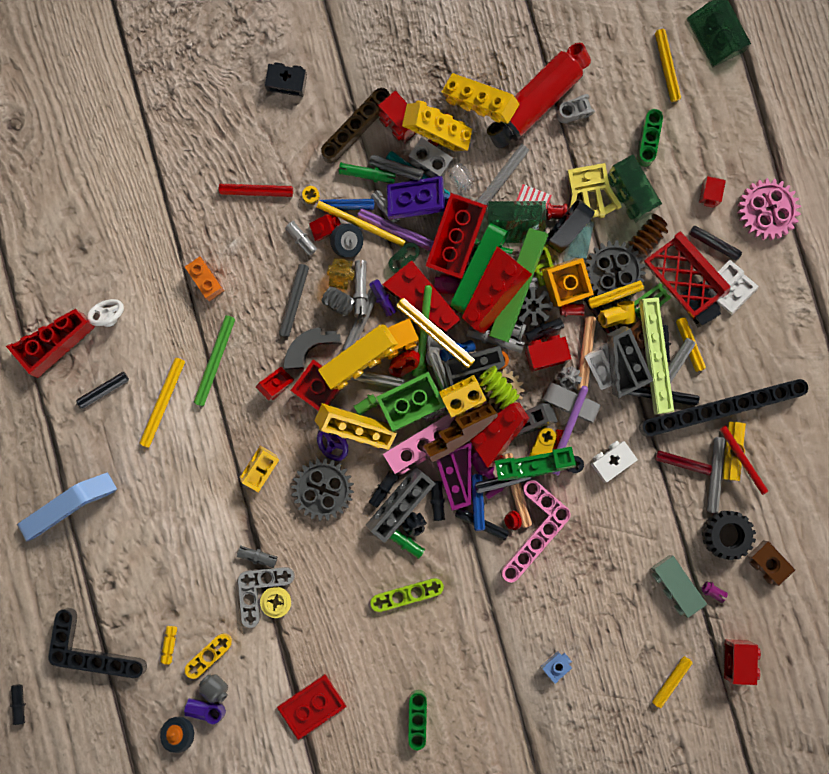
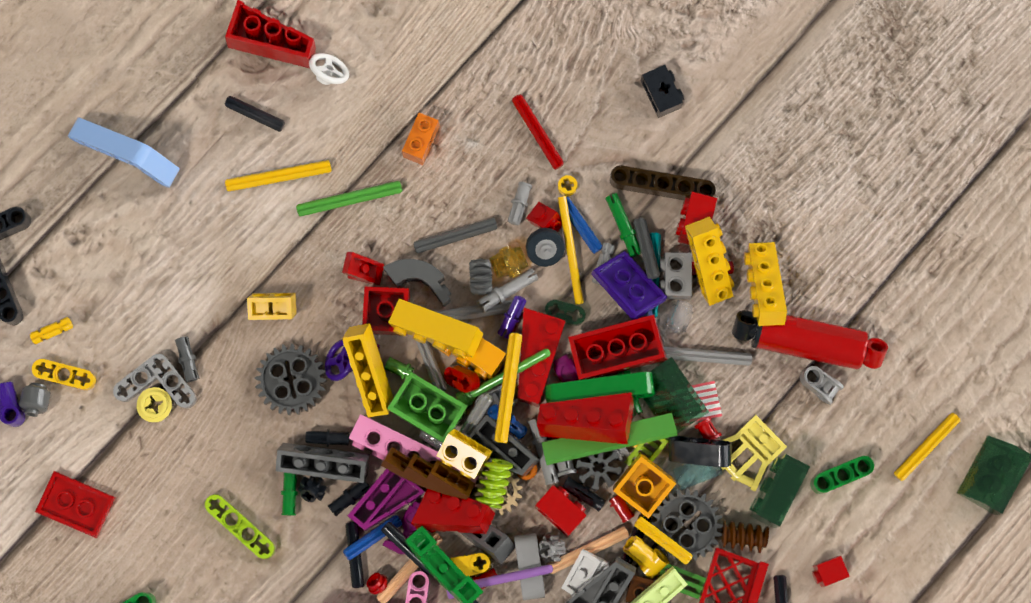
camera: 55 degrees right, 5 degrees down
(395, 229) = (587, 286): medium lavender axle -> none

